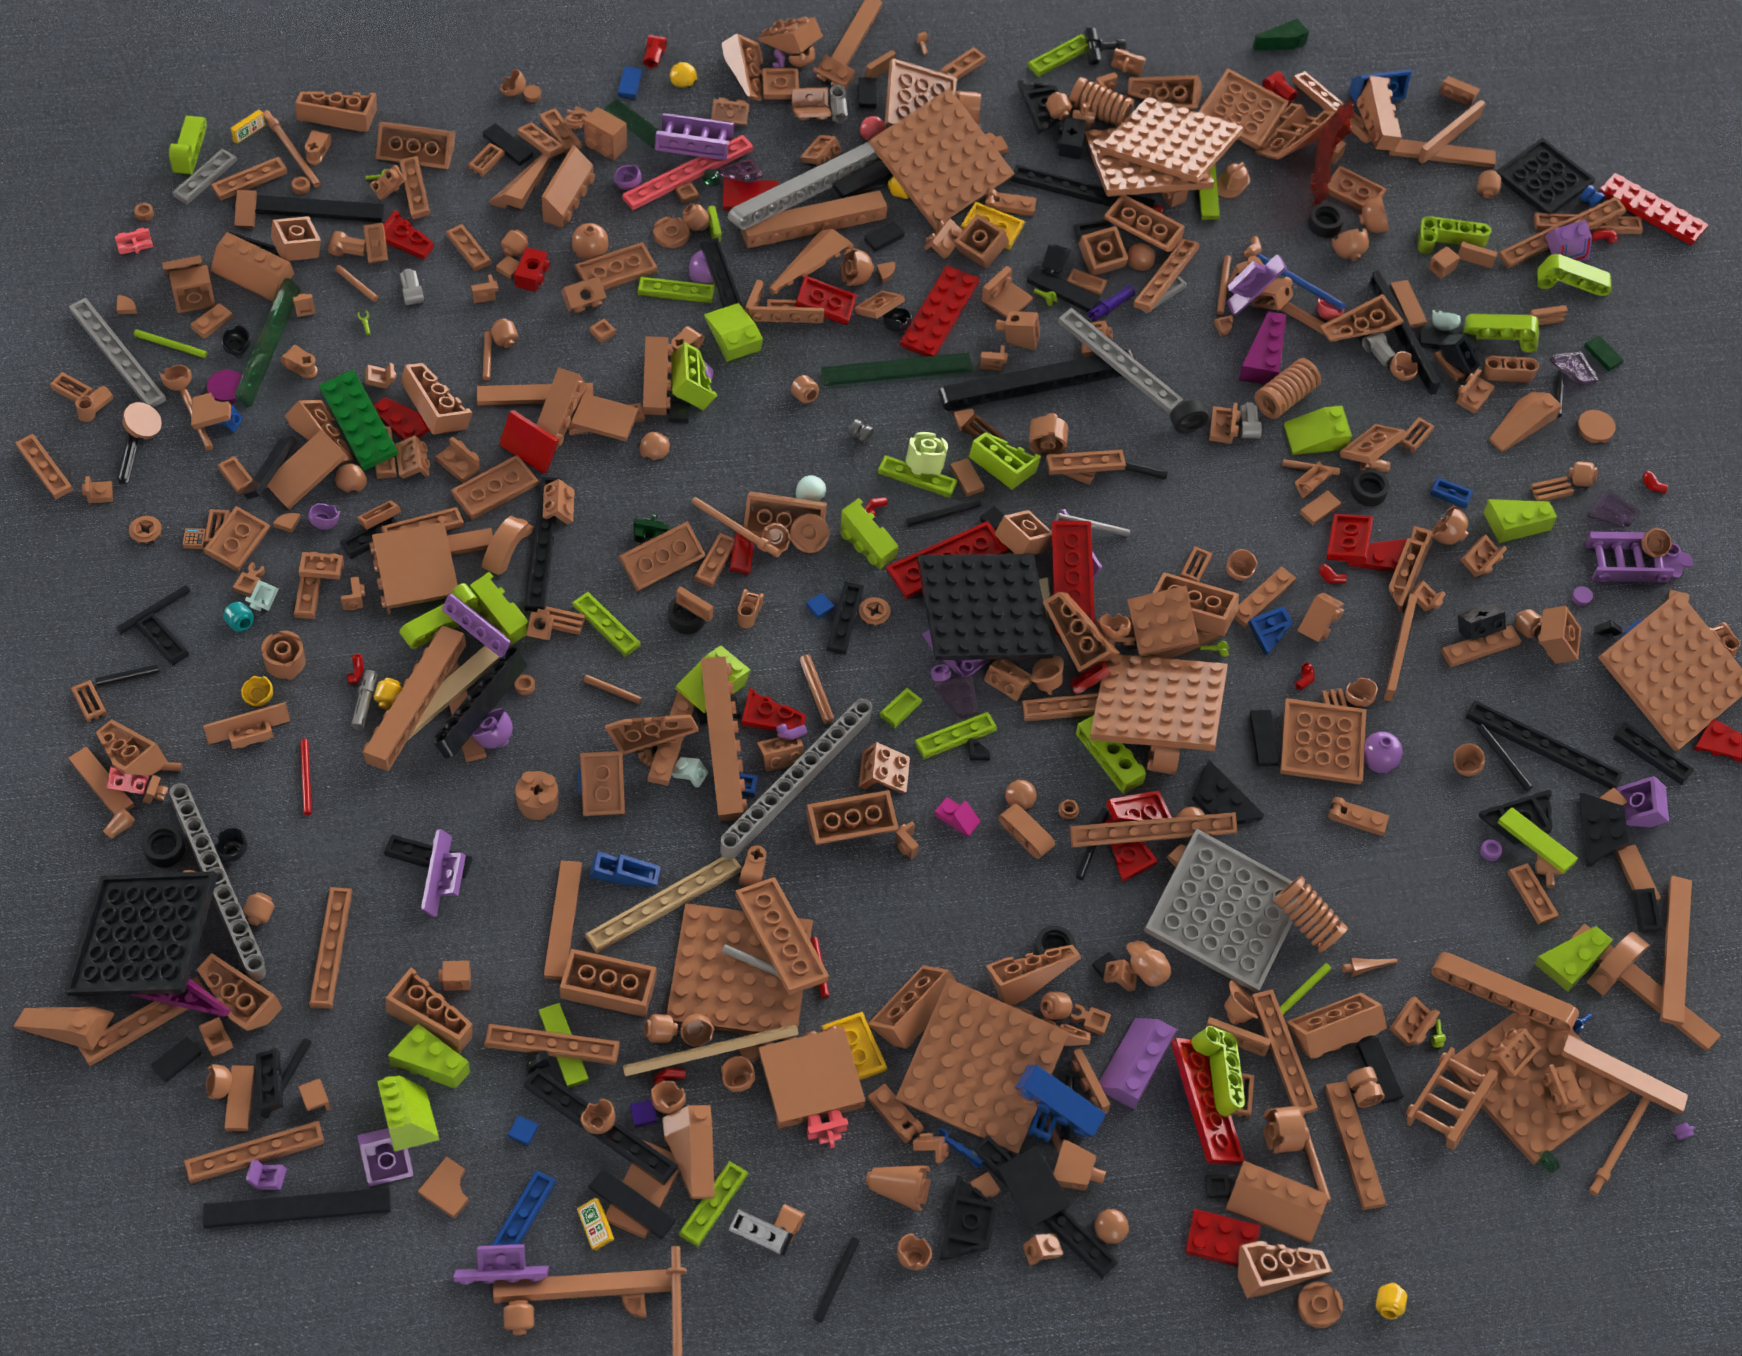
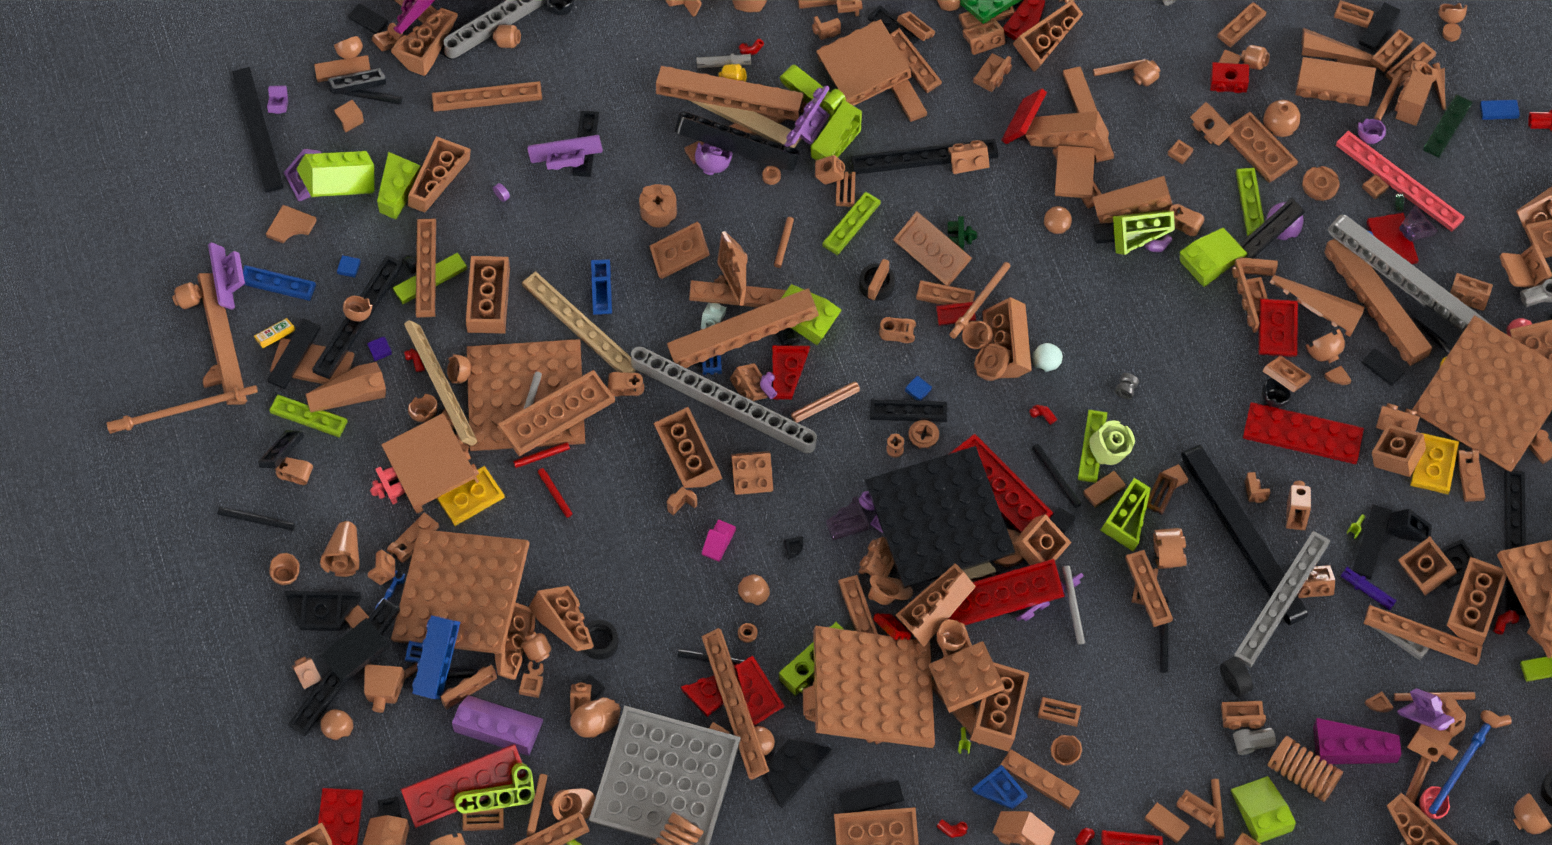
camera: 85 degrees right, 5 degrees up
(260, 1149) = (299, 90): nougat tile -> none
(305, 772) = (642, 39): red bar -> none
(455, 975) = (475, 186): nougat brick -> none
(471, 950) = (501, 192): none -> medium lavender tile
(485, 291) = (1190, 48): nougat bracket -> none
(494, 487) = (974, 106): nougat tile -> none
(503, 544) = (910, 121): nougat arch -> none
(563, 919) = (551, 252): nougat tile -> none
(593, 156) = (1388, 96): none -> nougat bar
(660, 1028) = (455, 342): nougat head -> none
(667, 1097) = (392, 360): nougat hair -> none
(683, 75) = (1526, 152): yellow hair -> none
(694, 145) = (1428, 180): medium lavender fence -> none
(696, 217) = (1340, 196): nougat head -> none
(714, 226) = (1329, 217): lime tile -> none
(730, 111) = (1492, 201): nougat bracket -> none
(804, 389) = (1162, 329): nougat head -> none
(866, 536) = (1003, 410): lime wedge -> none
(868, 962) = (555, 493): none -> red bar
(884, 636) = (891, 448): none -> nougat bush
(896, 369) = (1217, 407): clear green tile -> none
(900, 707) = (824, 475): lime tile -> none
(911, 1007) = (504, 523): nougat slope -> none
(955, 735) = (806, 525): lime tile -> none
(1004, 295) = (1342, 486): nougat bracket -> none
(1026, 831) = (714, 598): nougat beam -> none
(1087, 282) = (1389, 563): nougat tile -> none
(1141, 256) = (1440, 608): nougat hair -> none

